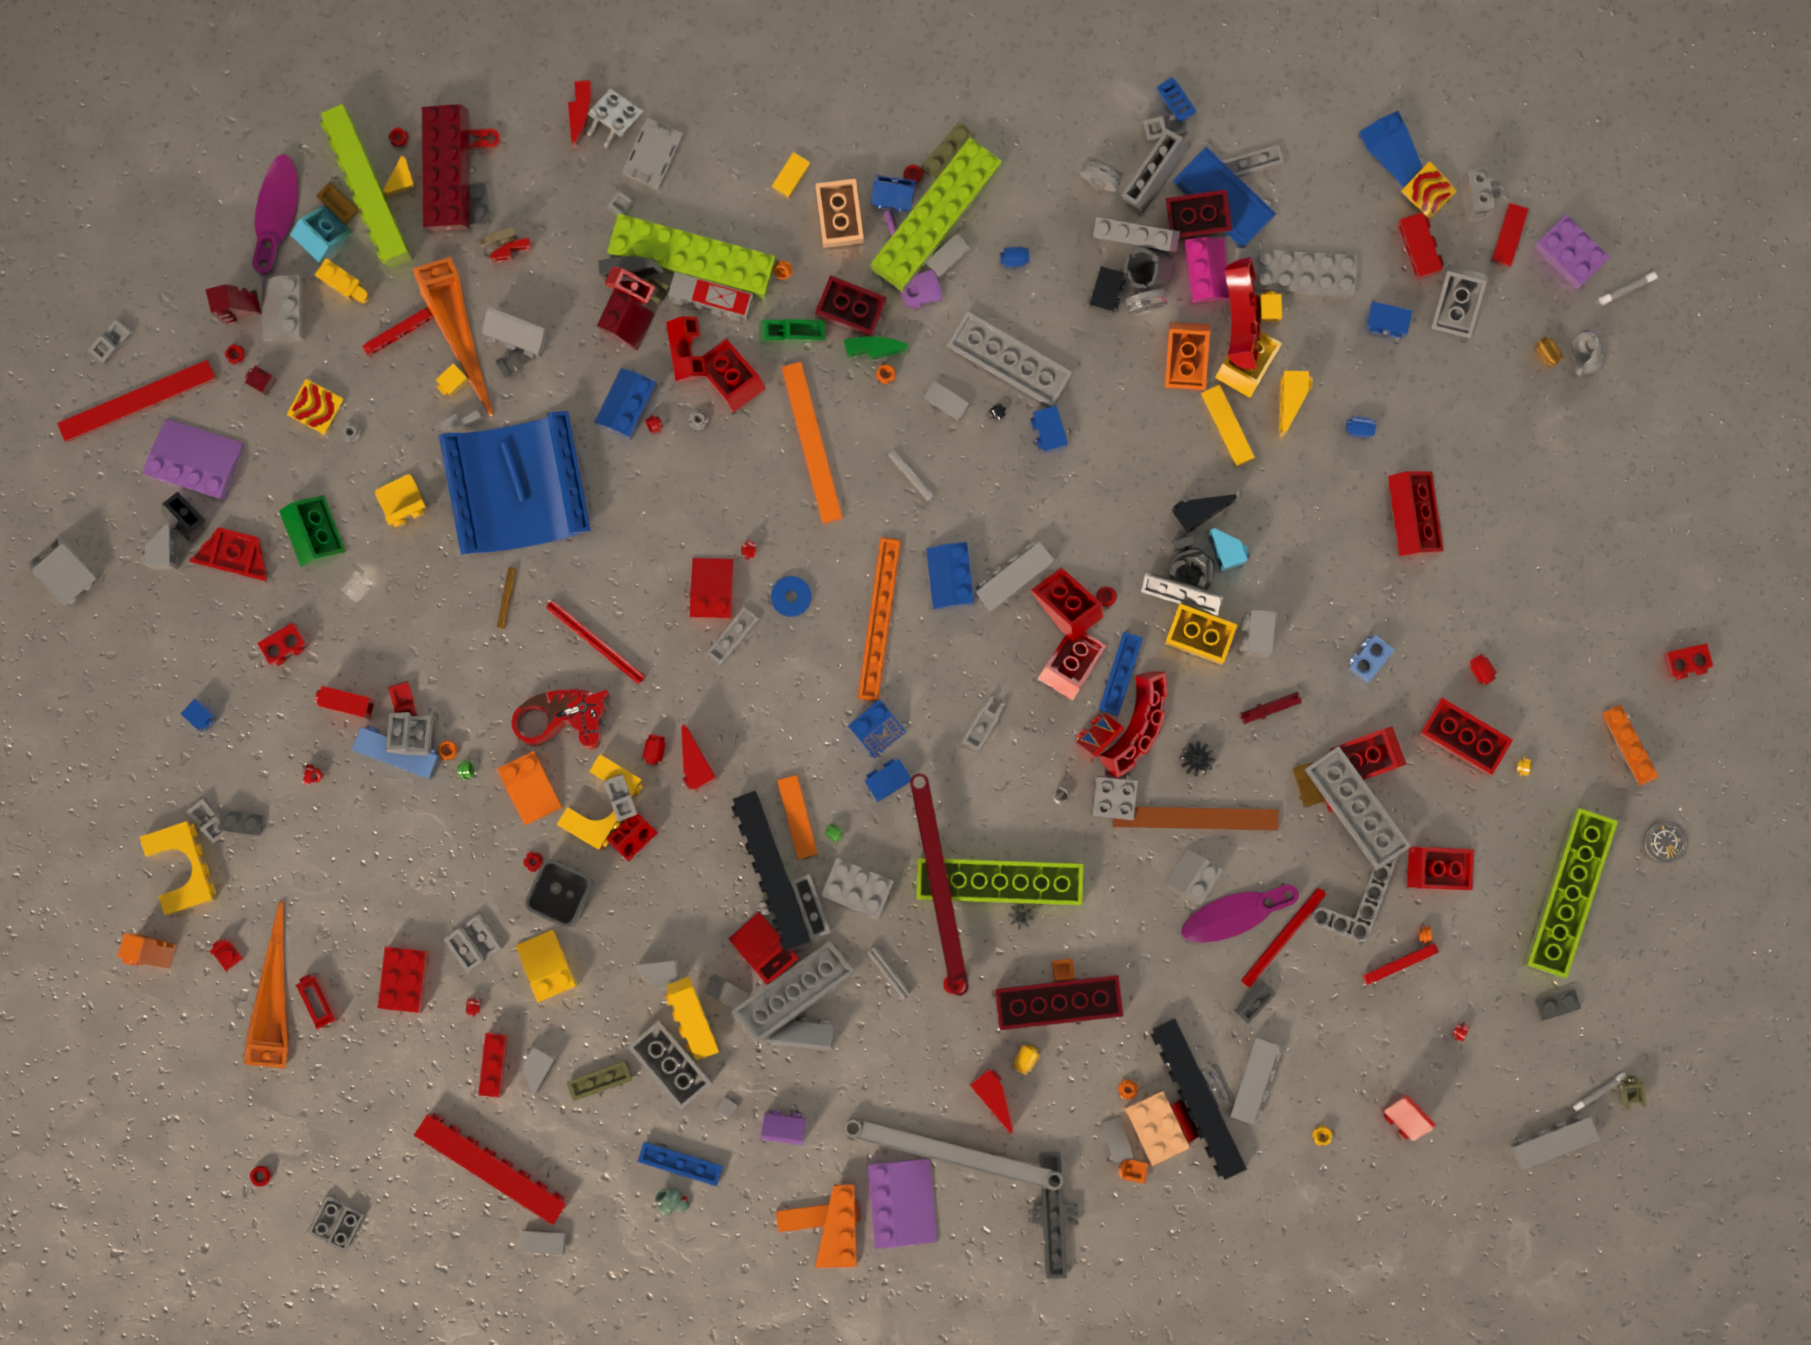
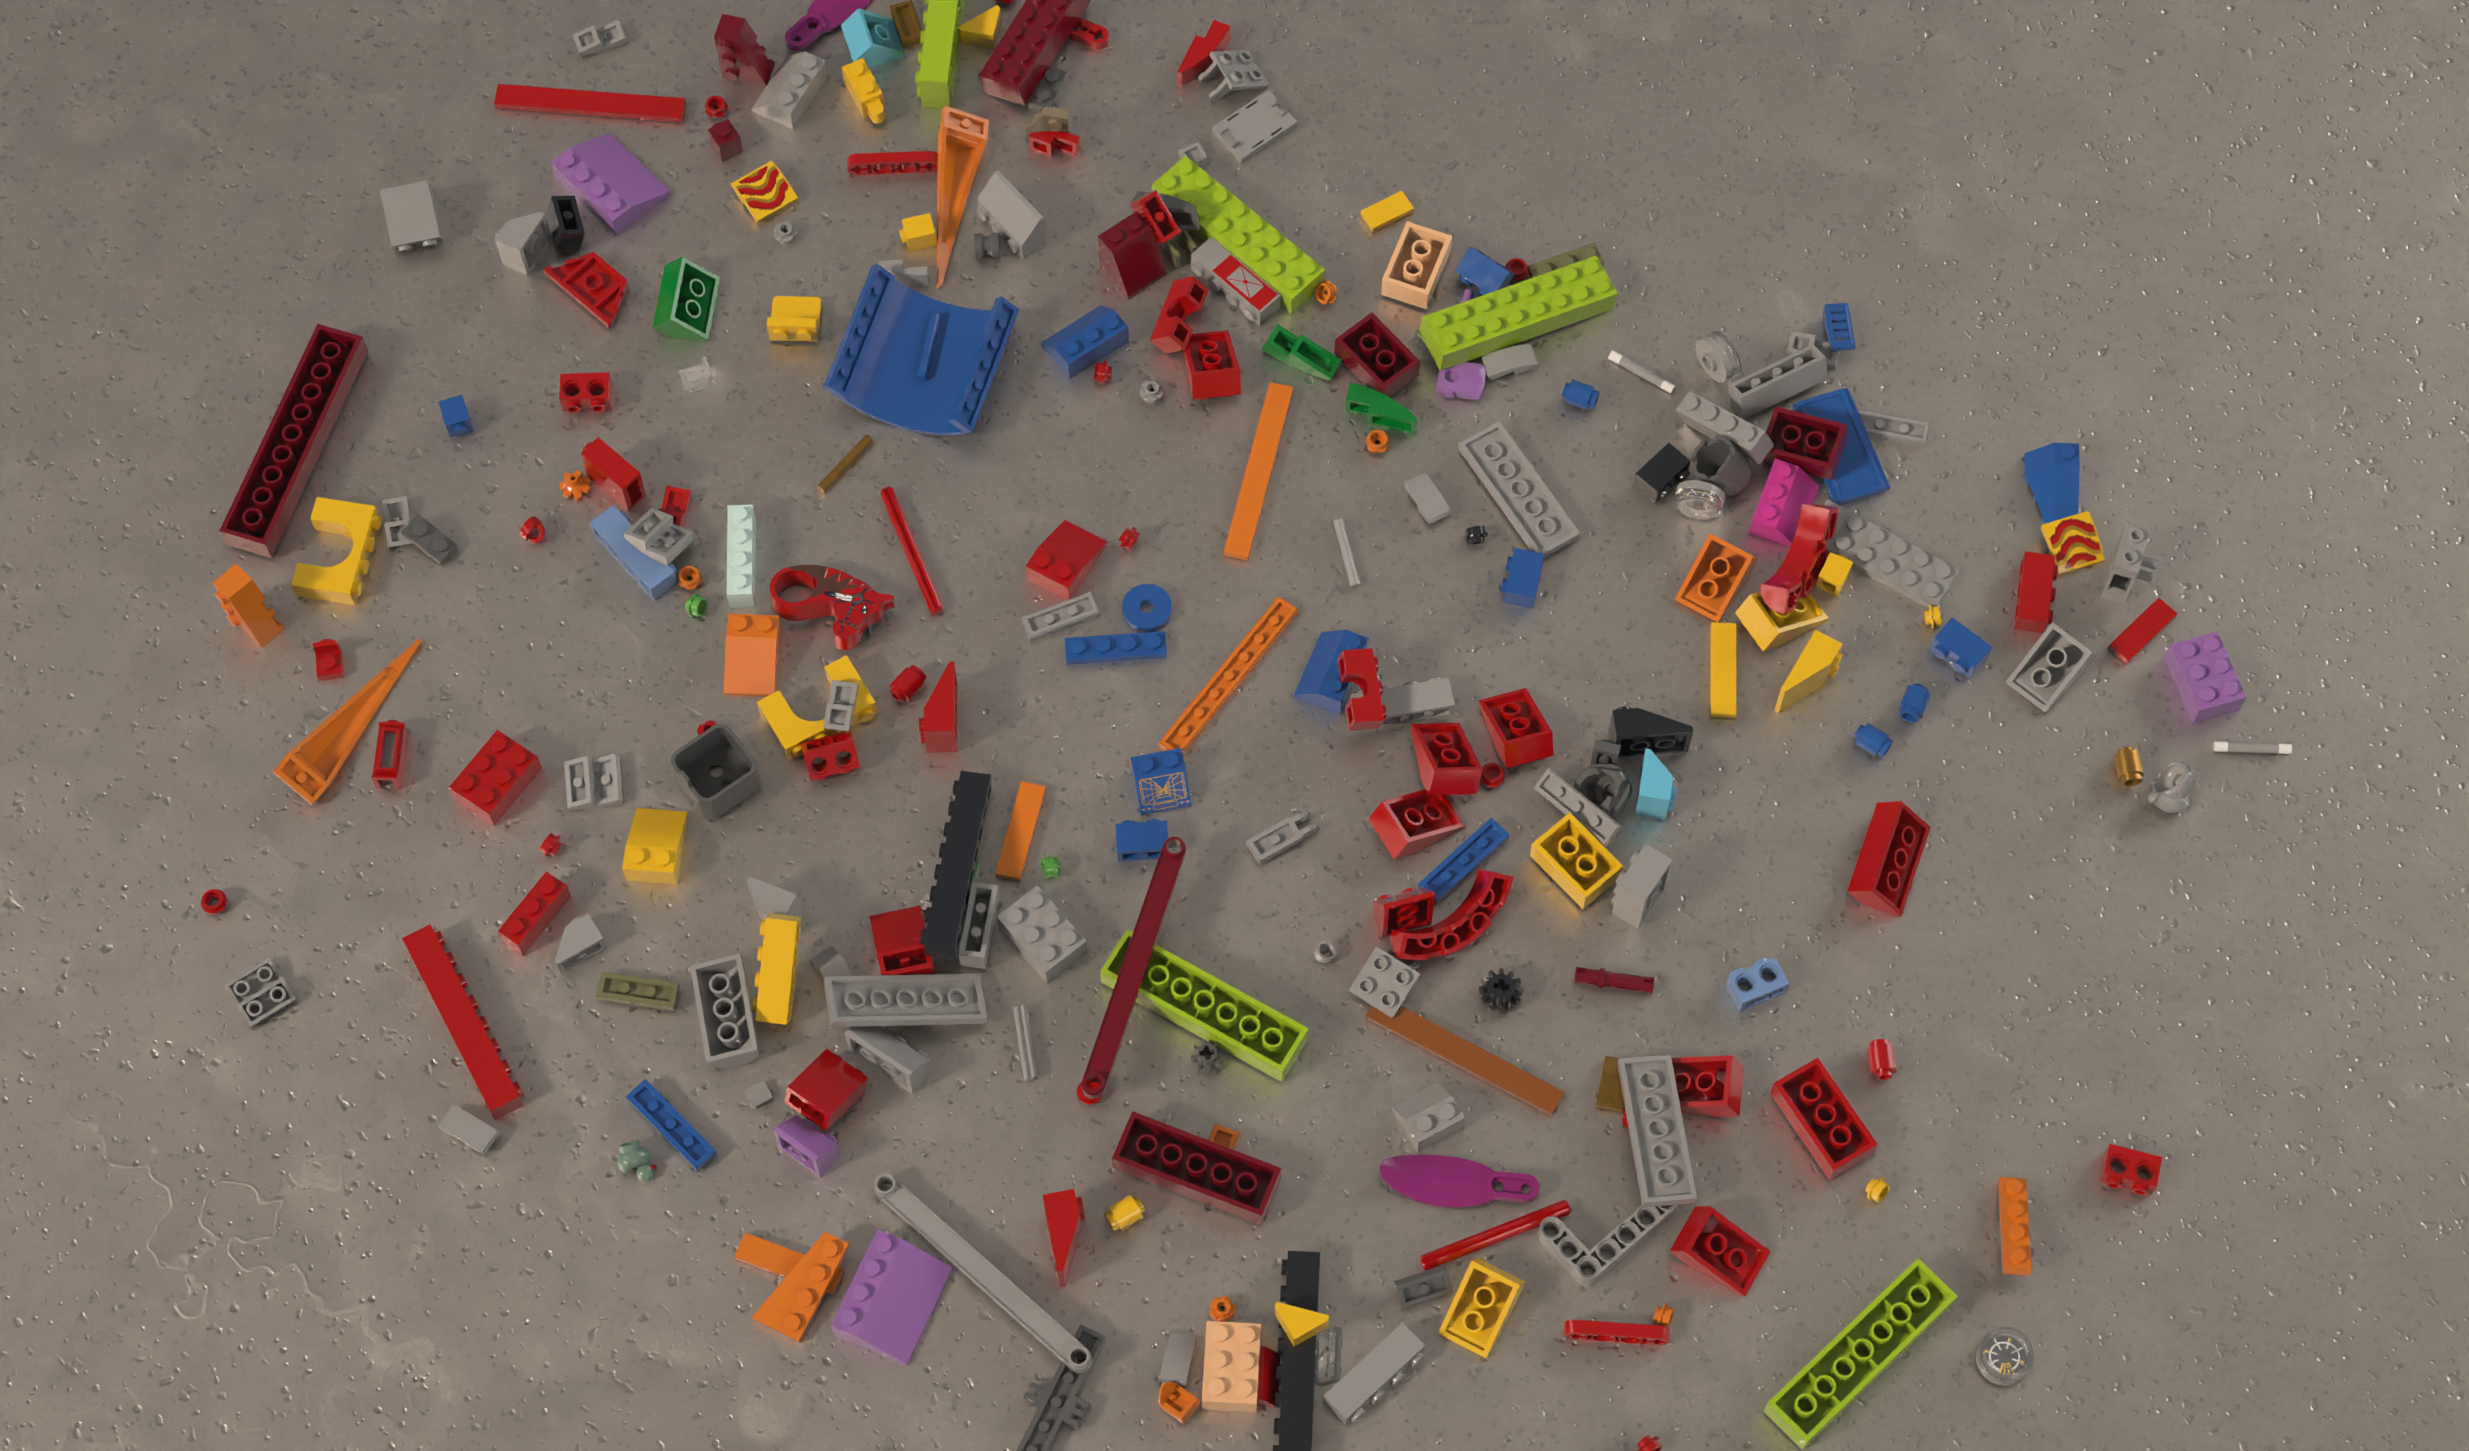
camera: 25 degrees right, 20 degrees down
(92, 799) = (294, 441): none -> dark red brick
(321, 724) = (575, 485): none -> orange plant
(476, 715) = (741, 556): none -> light aqua brick
(774, 1083) = (826, 1089): none -> red brick
(786, 639) = (1115, 648): none -> blue plate
(998, 600) = (1361, 668): none -> red arch
(1048, 211) = (1642, 372): none -> light grey bar
(1105, 551) = (1517, 728): none -> red slope
(1190, 1079) = (1299, 1322): none -> yellow slope
(1301, 994) = (1481, 1307): none -> yellow slope
(1356, 303) = (1933, 616): none -> yellow plate
(1376, 381) = (1914, 703): none -> blue brick

